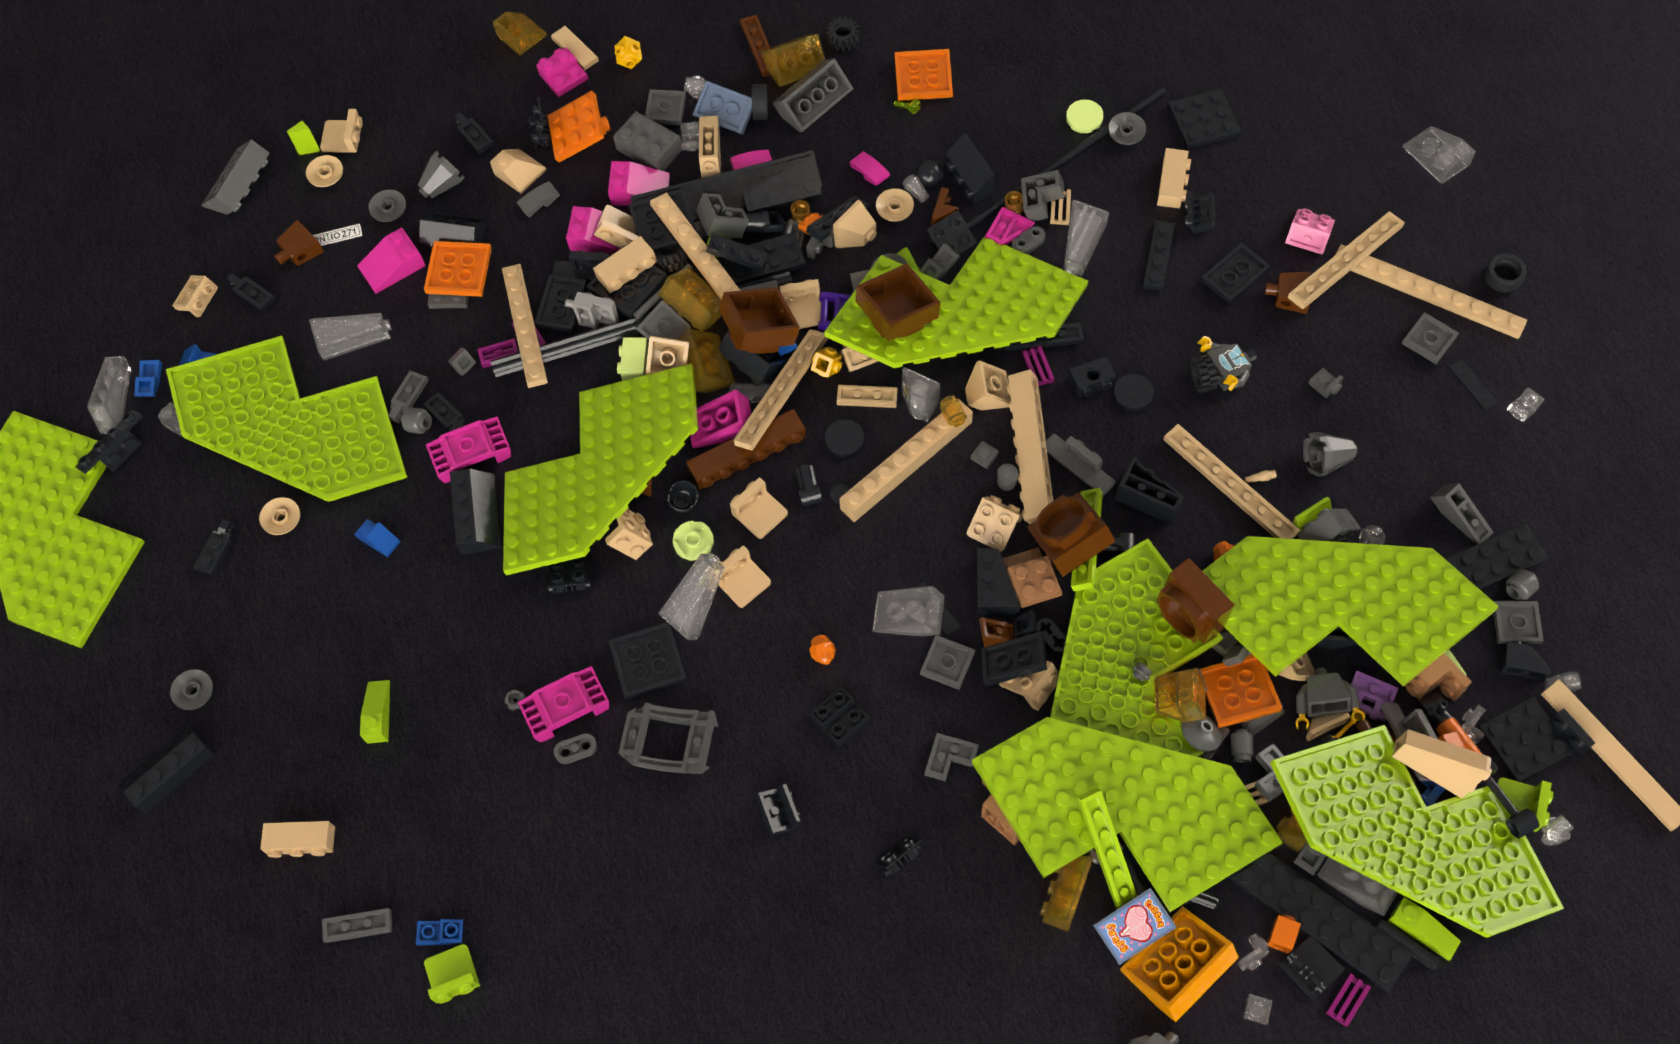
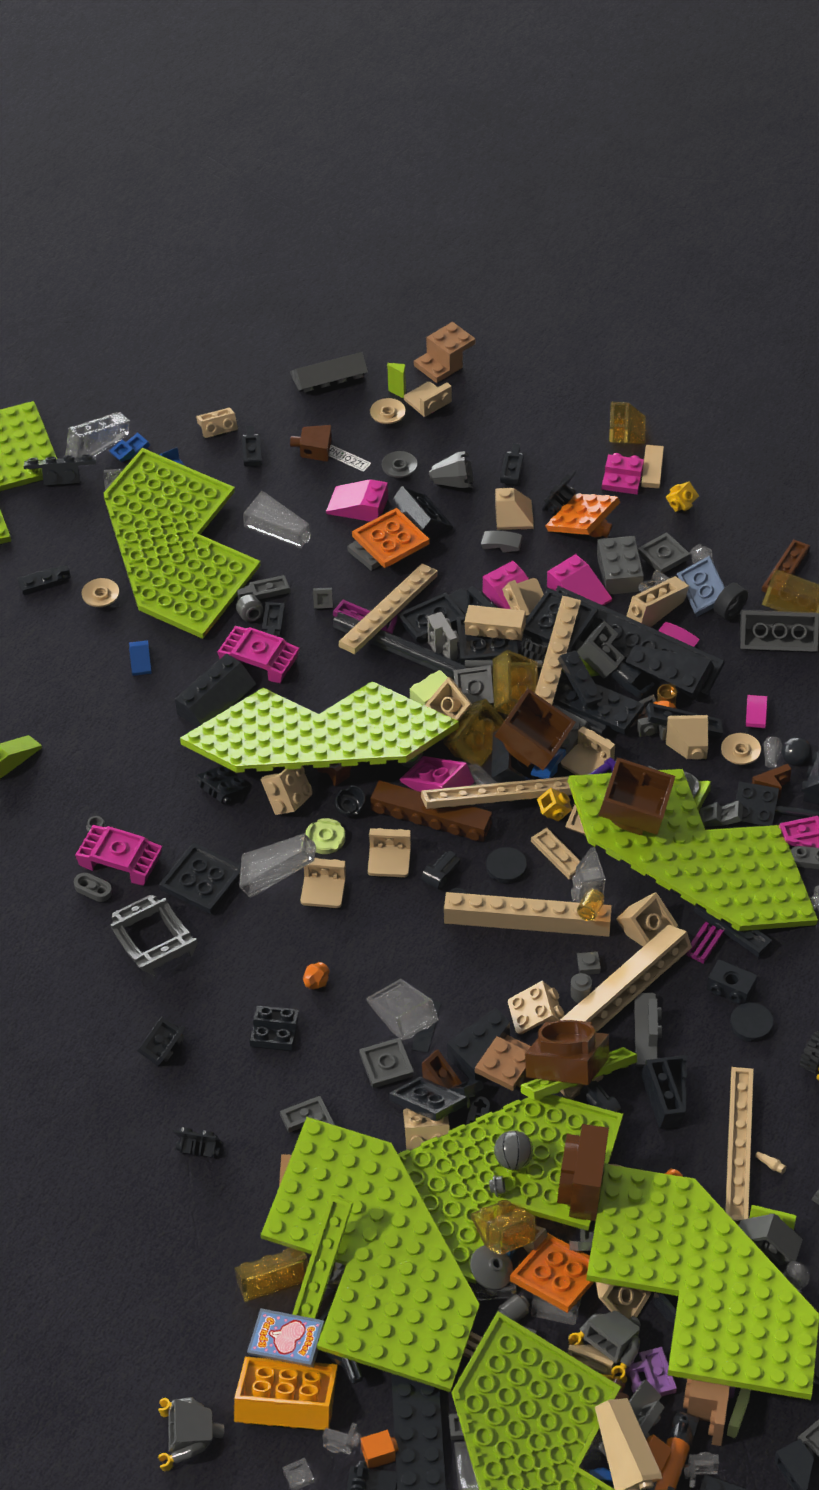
camera: 45 degrees right, 15 degrees down
(311, 87) = (444, 352): none -> medium nougat bracket
(1126, 636) = (513, 1150): none -> dark grey piece

